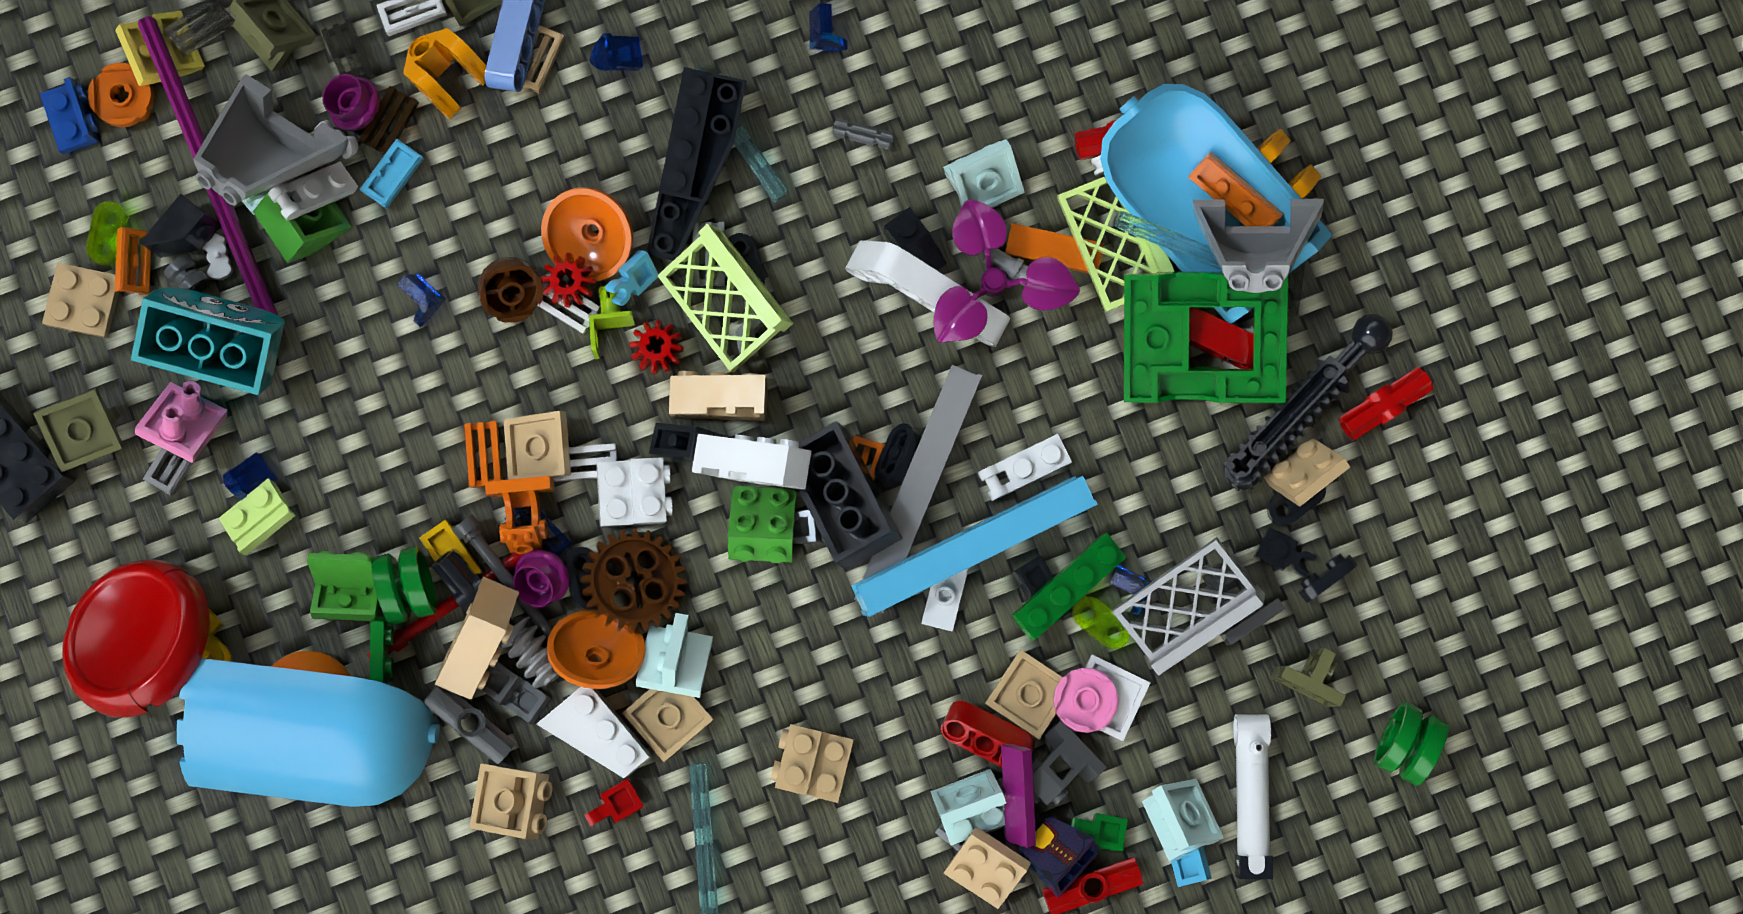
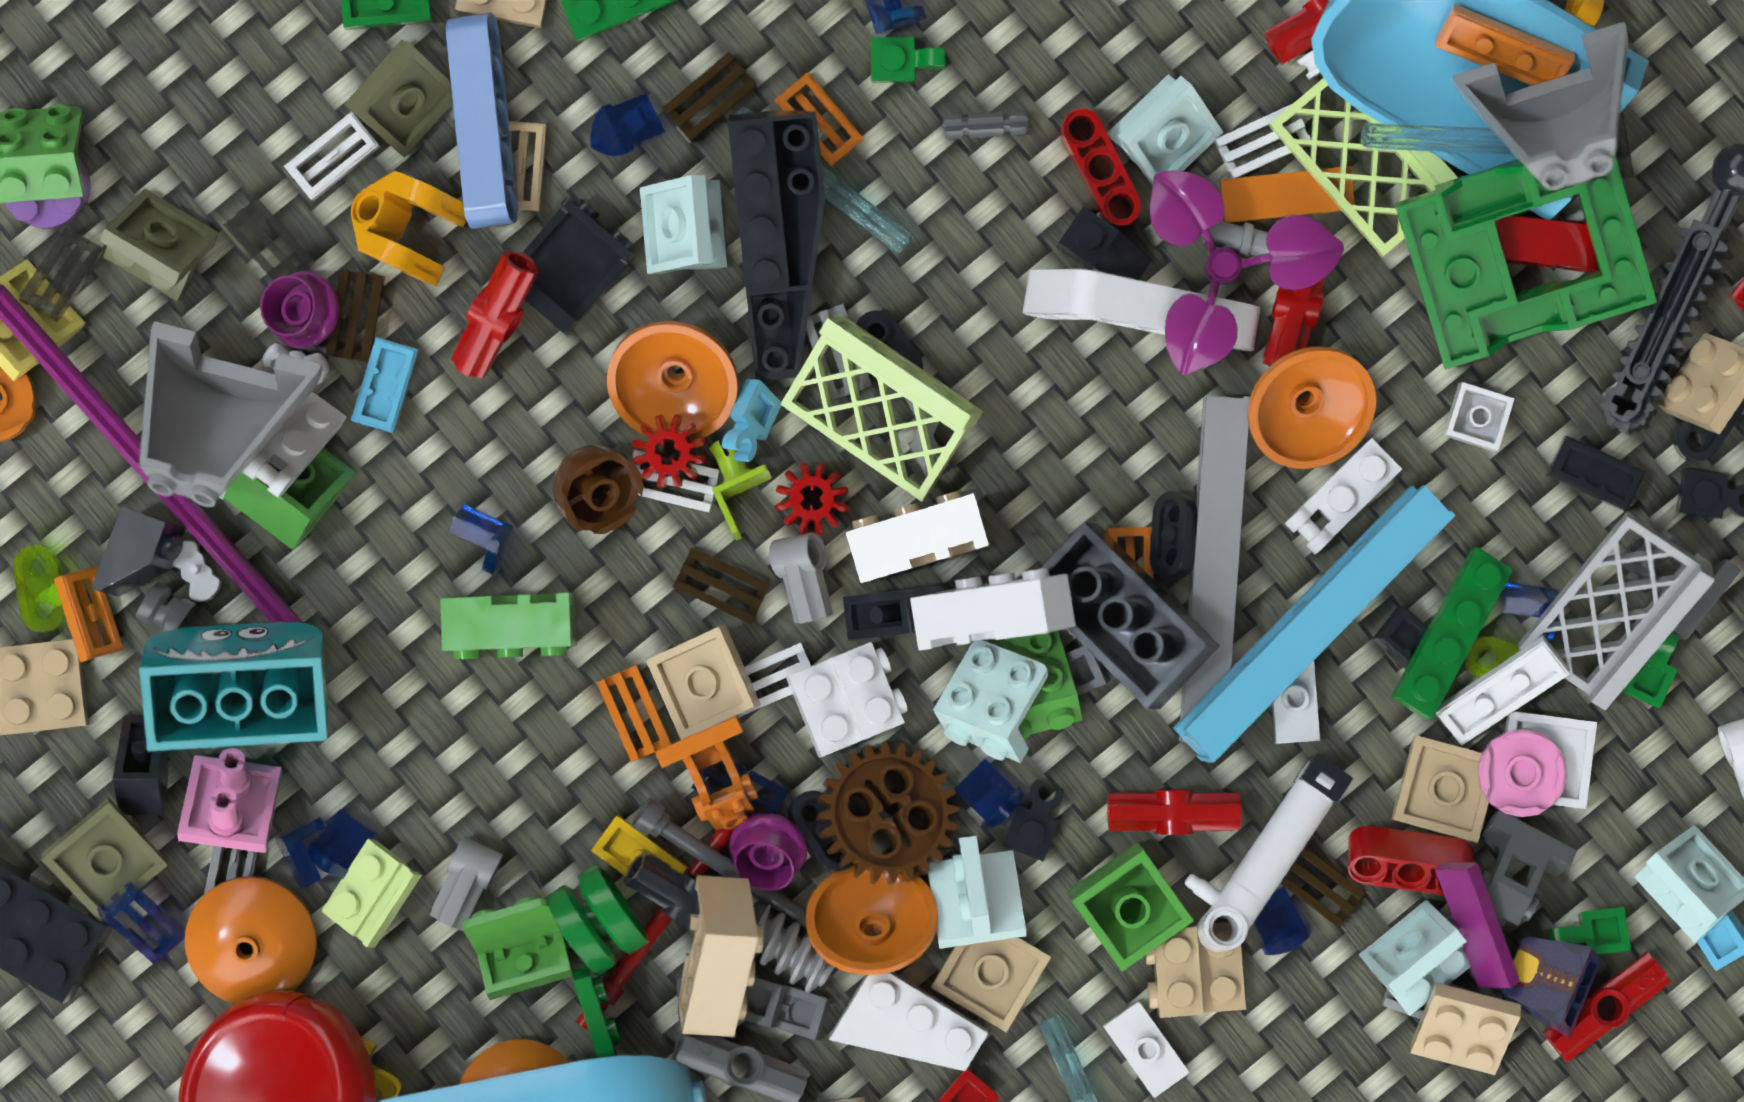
camera: 20 degrees left, 5 degrees up
(80, 463) = (123, 903): none -> clear blue tile
(127, 382) = (139, 774): none -> black slope
(181, 518) = (255, 913): none -> orange dish
(214, 471) = (297, 855): none -> clear blue tile
(331, 525) = (469, 874): none -> light grey piece
(418, 363) = (508, 624): none -> bright green wedge
(481, 147) = (495, 314): none -> red piece
(545, 135) = (575, 264): none -> black panel
(555, 368) = (687, 569): none -> dark brown tile
(632, 388) = (800, 565): none -> light grey piece
(633, 132) = (683, 225): none -> light aqua bracket
(679, 42) = (737, 73): none -> dark brown tile
(710, 592) = (989, 794): none -> clear blue tile
(729, 524) = (990, 700): none -> light aqua bracket
(731, 625) = (1032, 828): none -> black plate
(758, 808) = (1146, 1049): none -> white plate
(760, 118) = (842, 148): none -> orange tile
(779, 702) = (1129, 906): none -> bright green slope
(818, 70) = (896, 59): none -> green plate
(833, 646) = (1173, 811): none -> red piece
(881, 749) = (1281, 924): none -> clear blue tile
(890, 698) = (1271, 855): none -> white piece
(902, 709) = (1347, 906): none -> dark brown tile
(931, 173) = (1100, 147): none -> red beam
(1026, 413) = (1321, 424): none -> orange dish
(1030, 334) = (1294, 317): none -> red piece
(1041, 196) = (1297, 125): none -> white tile
(1091, 637) = (1502, 690): none -> white tile
(1136, 444) = (1478, 417): none -> white piece
(1200, 664) = (1655, 676): none -> green plate
(1205, 509) = (1595, 473): none -> black plate

